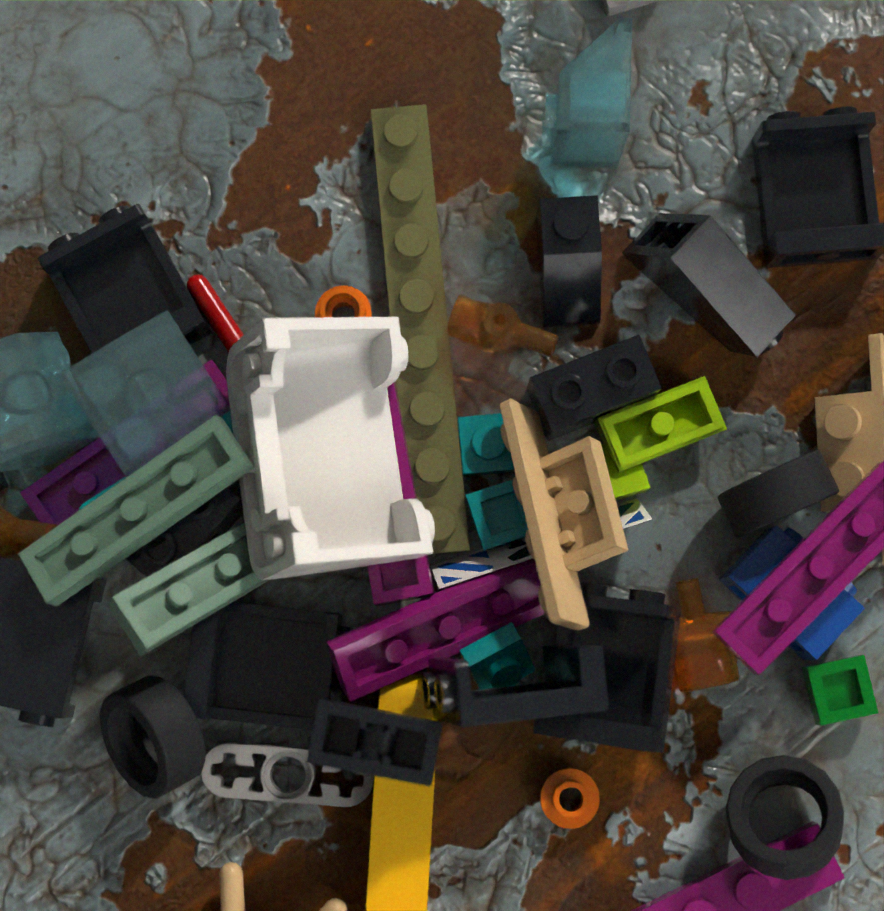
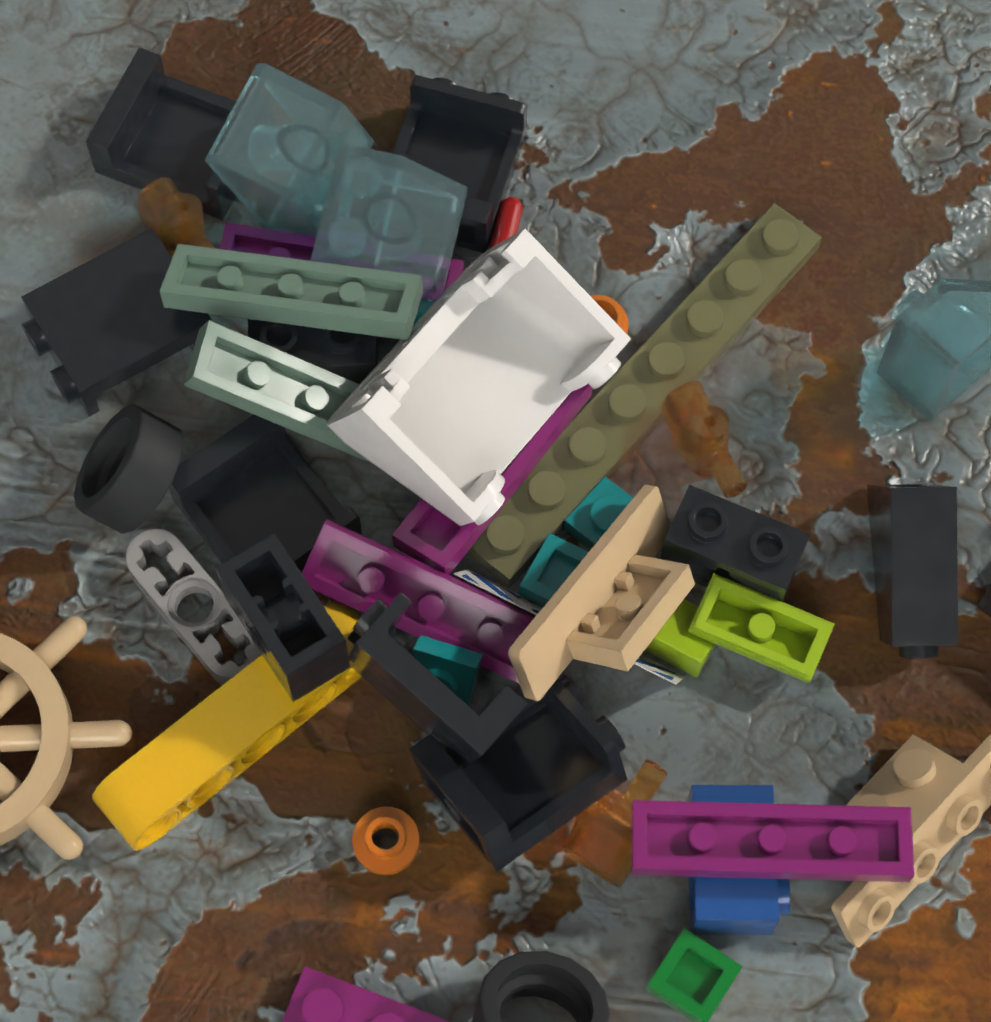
camera: 45 degrees right, 15 degrees down
(569, 260) = (815, 443): black slope -> none
(778, 493) = (800, 760): black tyre -> none

